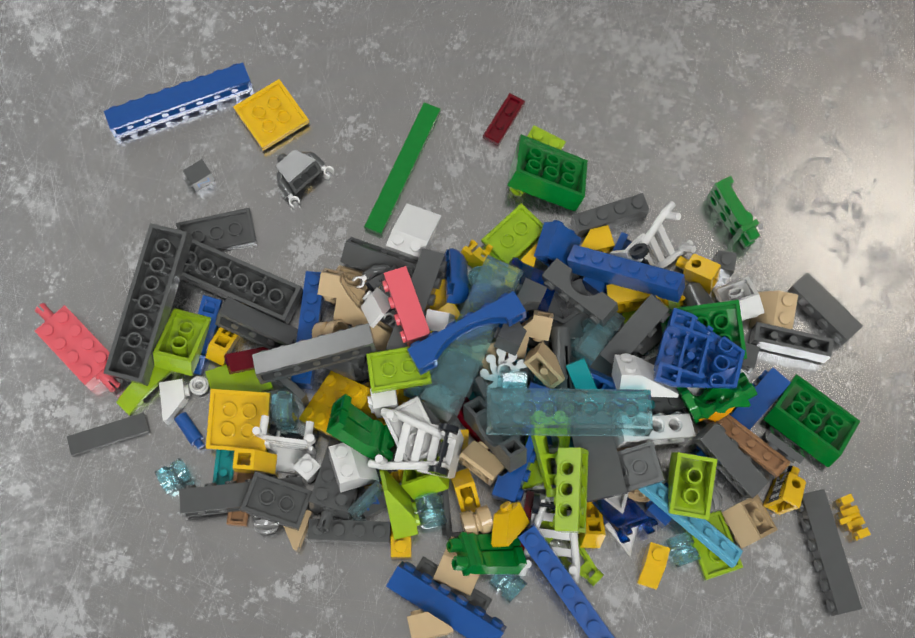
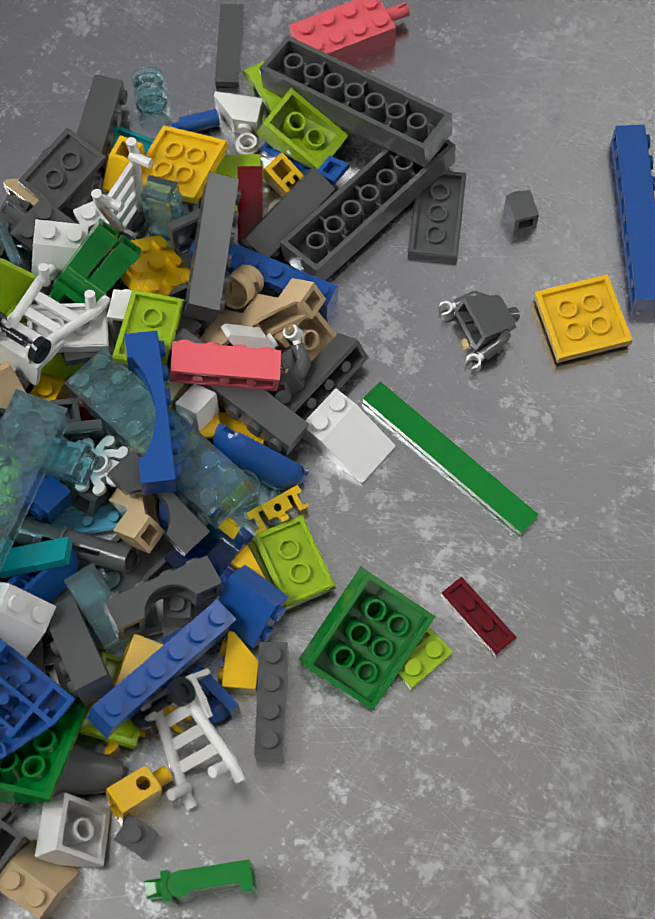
camera: 115 degrees right, 5 degrees down
(544, 365) = (86, 516): tan slope -> none

